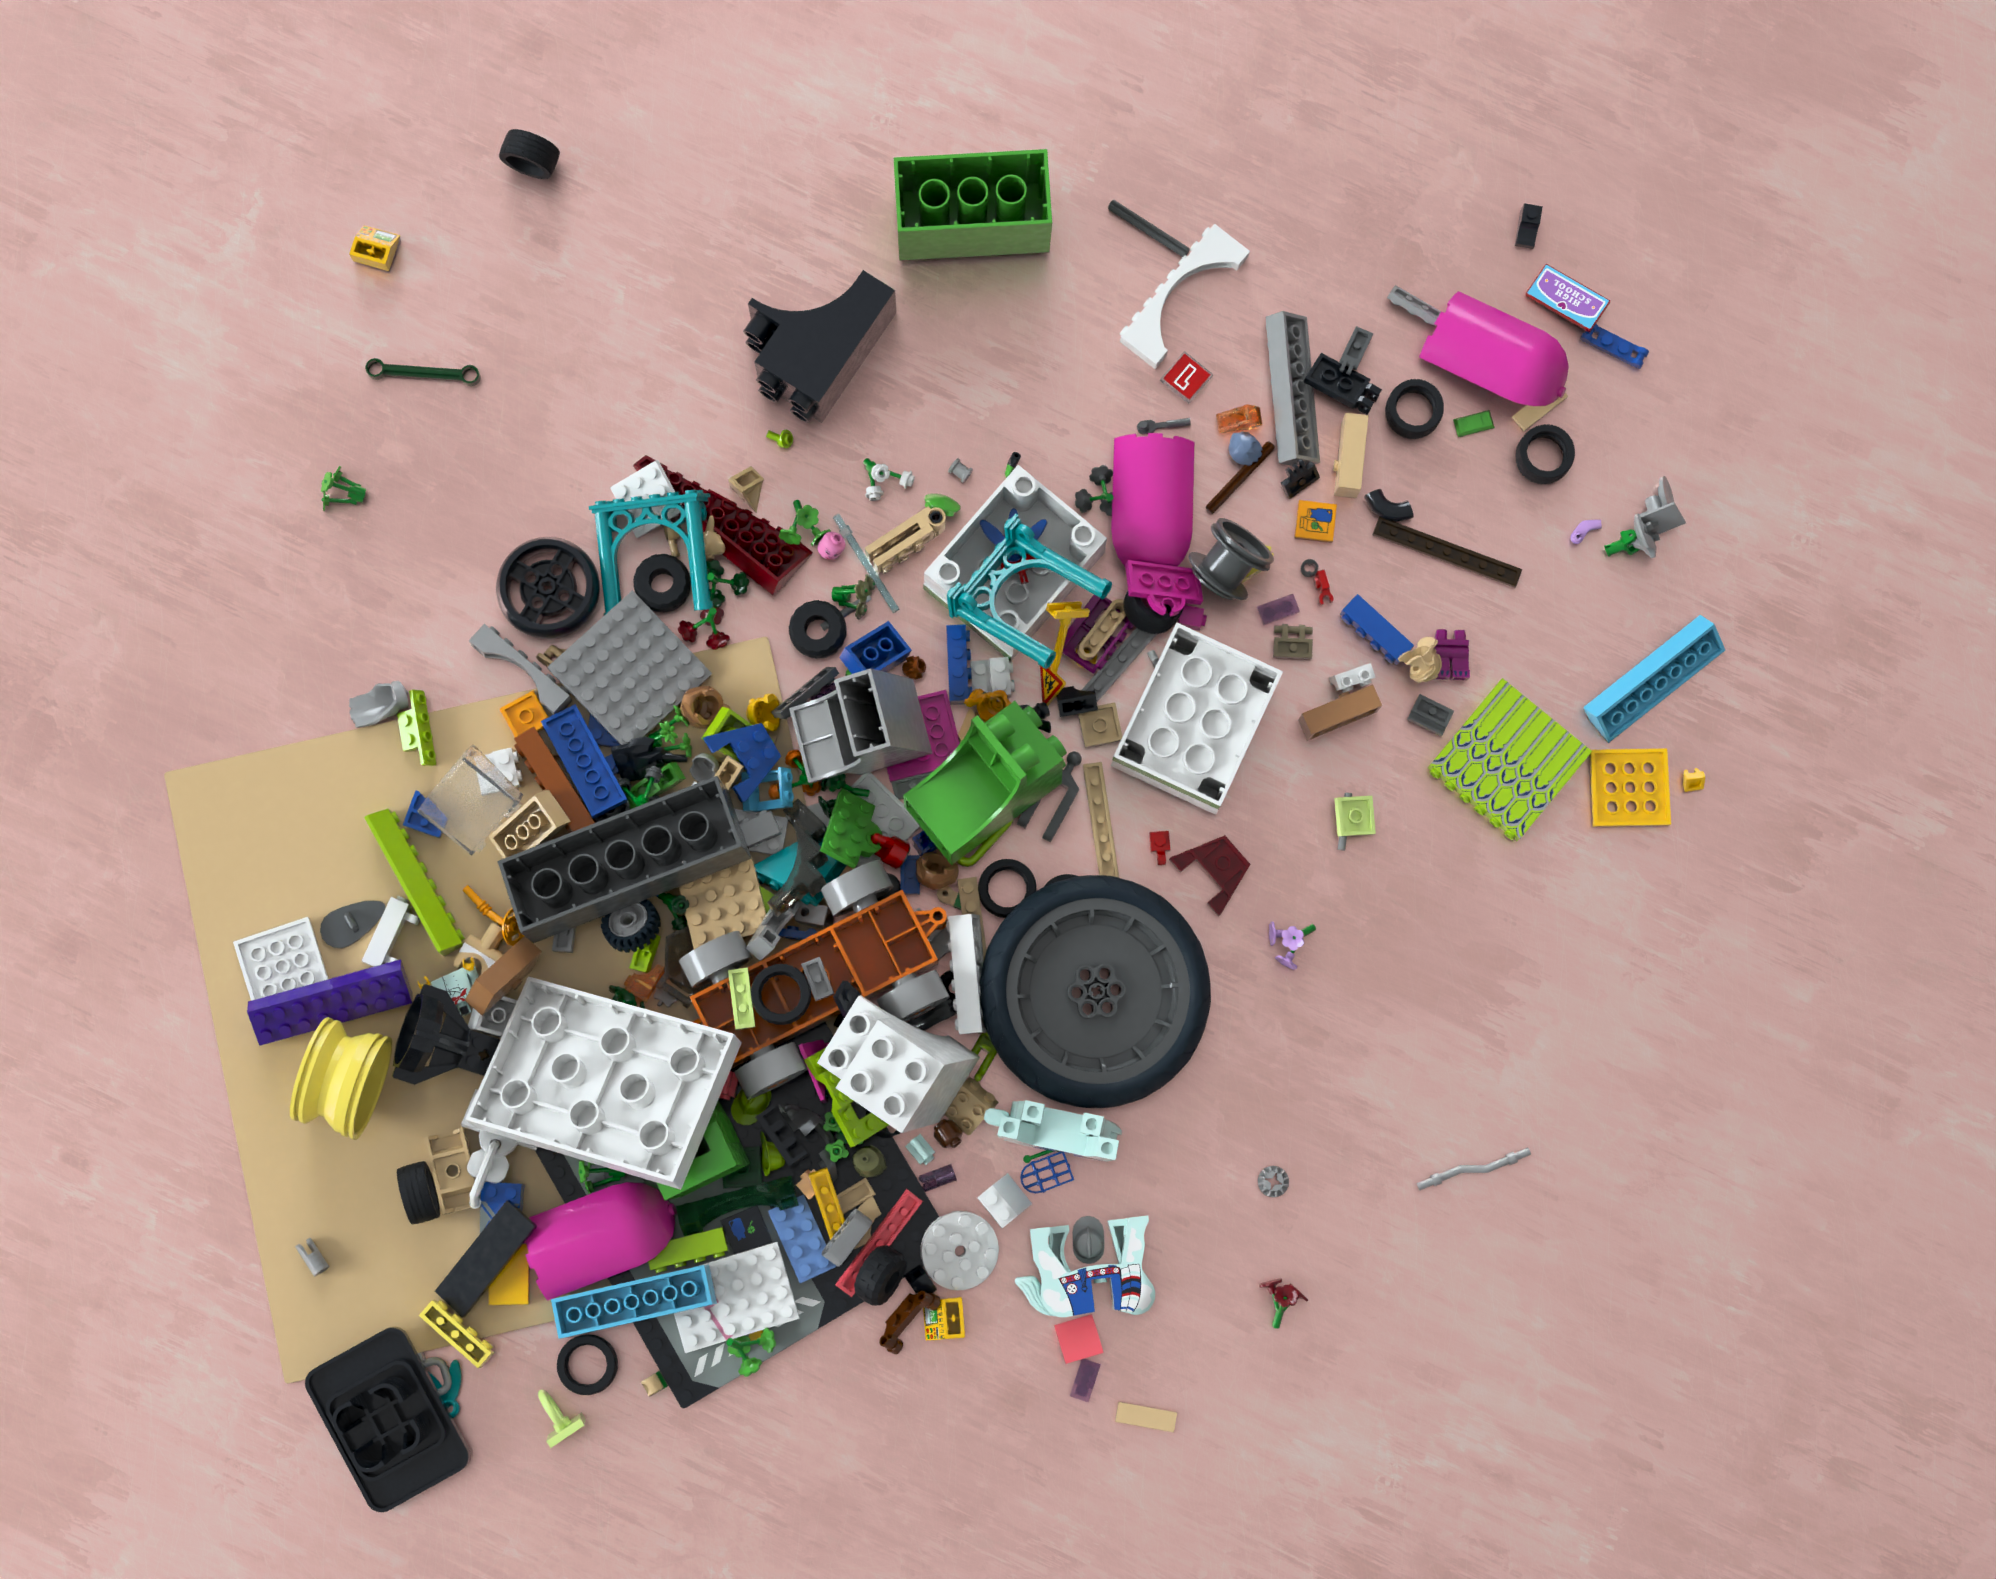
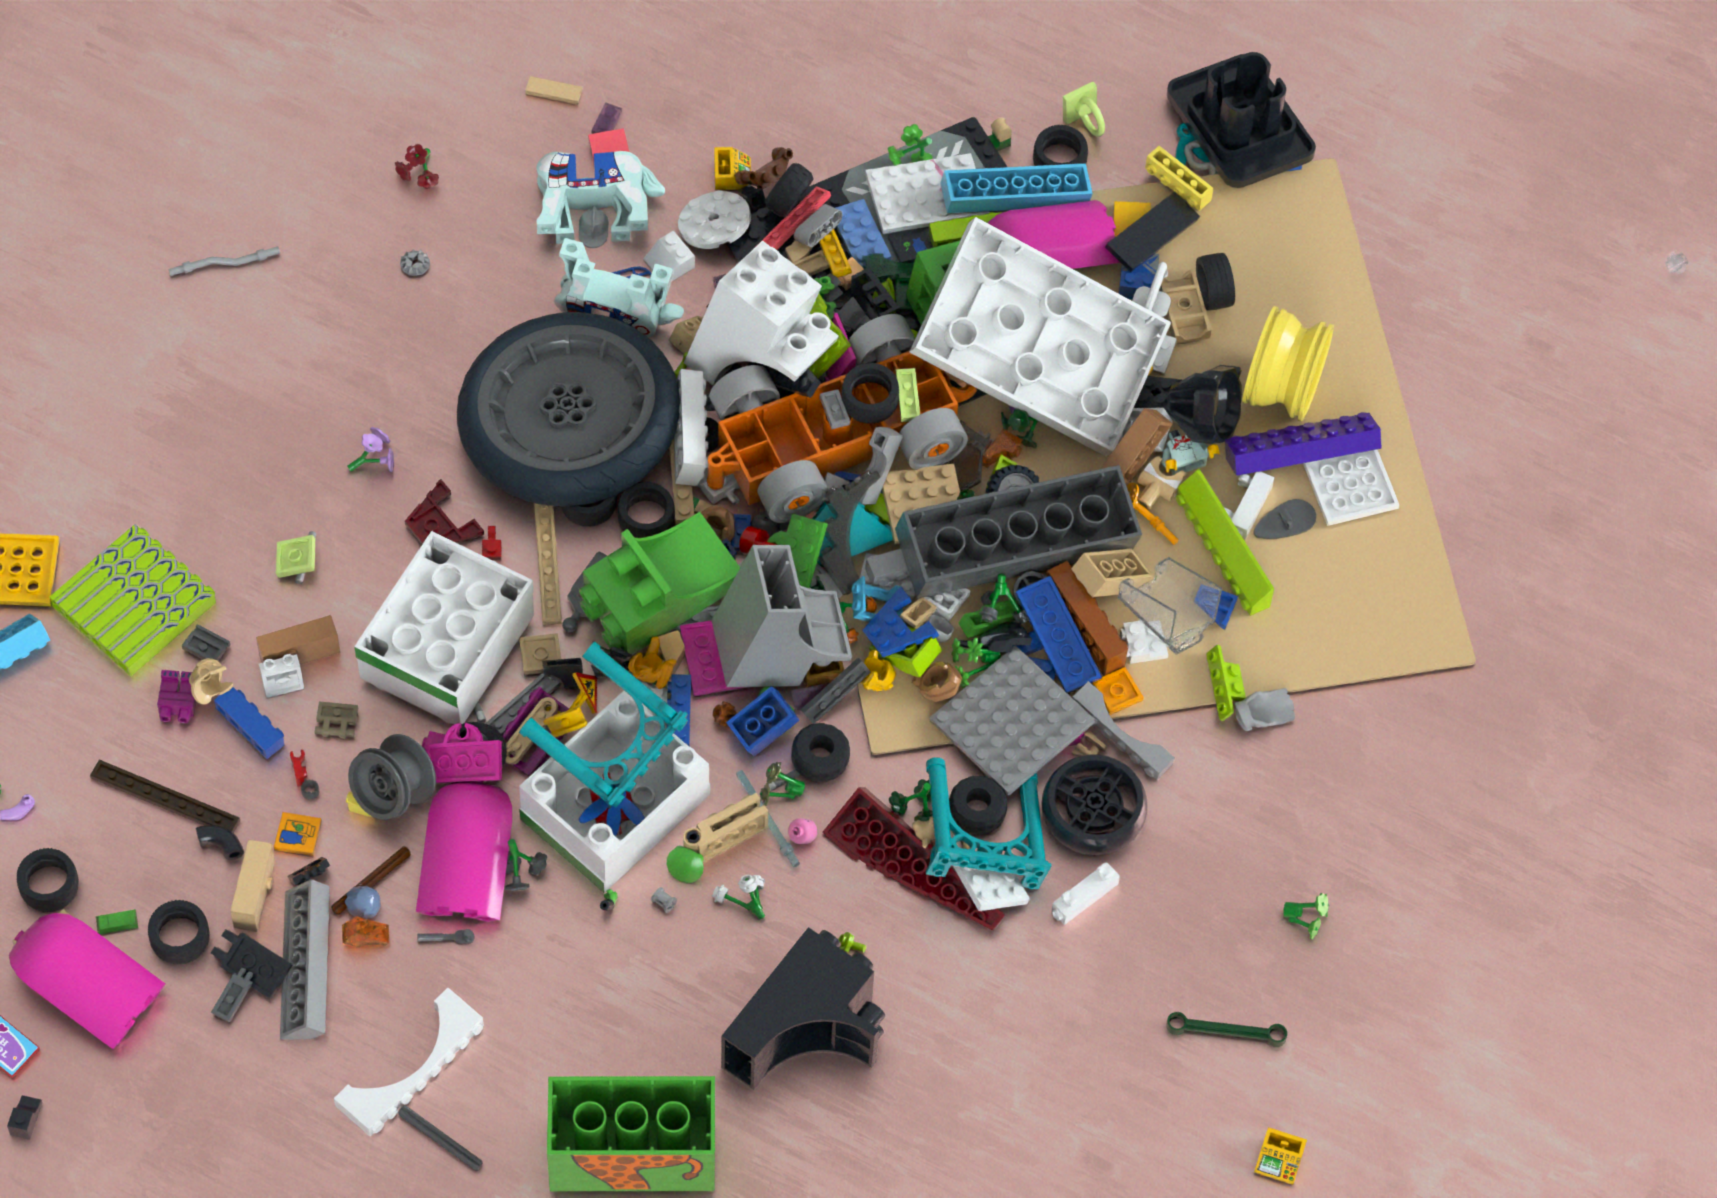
camera: 175 degrees left, 20 degrees down
(315, 1260) = (1312, 246): light grey hinge -> none
(557, 498) = (1085, 893): none -> white brick
(711, 618) = (923, 751): dark red plant -> none
(747, 486) = (888, 897): tan slope -> none
(804, 517) = (826, 847): bright green plant -> none
(1186, 377) = (416, 982): red tile -> none
(1278, 609) = (346, 750): clear purple plate -> none
(1414, 305) = (161, 1039): light grey plate -> none

